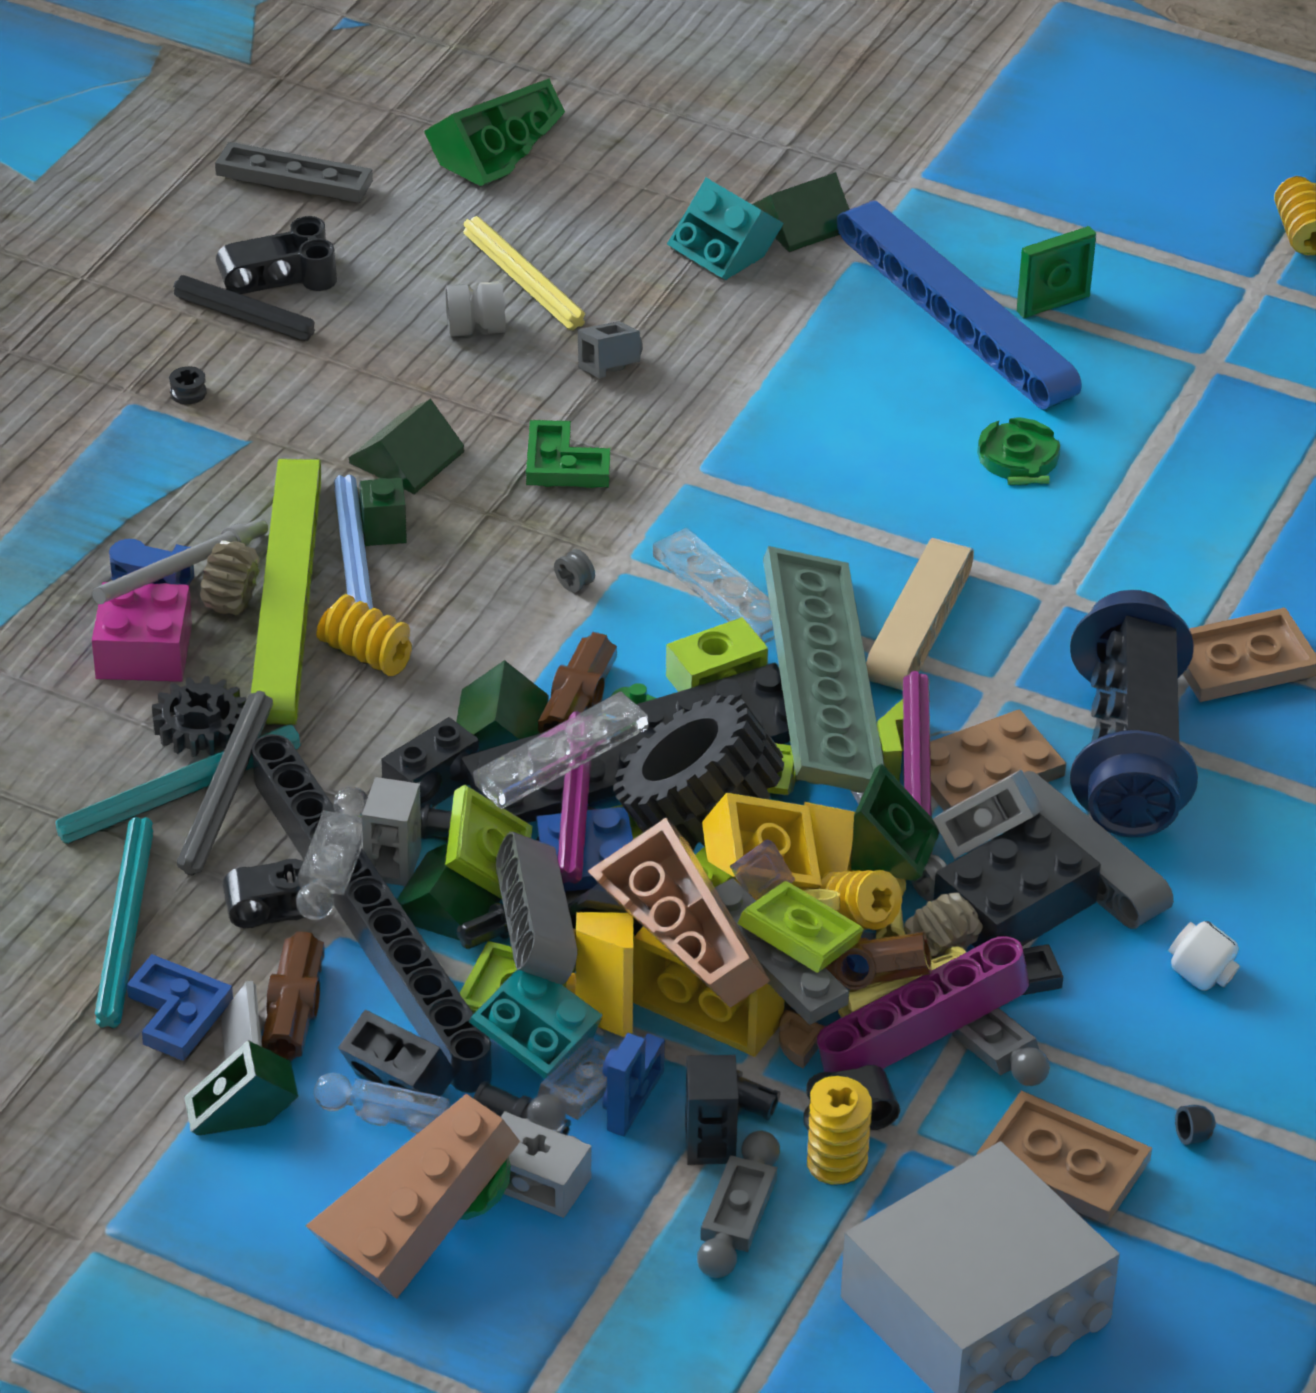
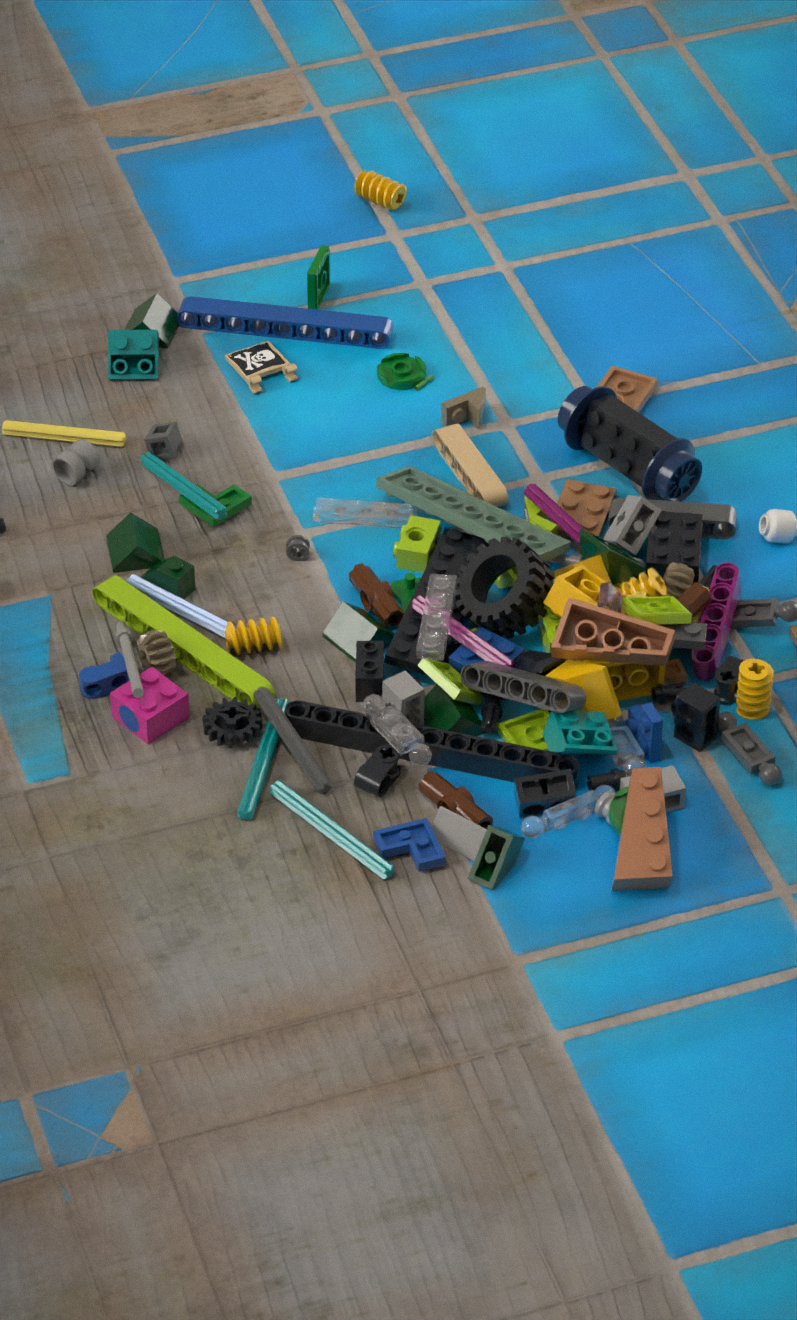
camera: 45 degrees left, 0 degrees up
(543, 411) = (183, 485): none -> teal axle
(751, 1059) = (663, 693): none -> black pin
(861, 331) = (259, 362): none -> flag
(1028, 540) = (465, 407): none -> dark tan slope

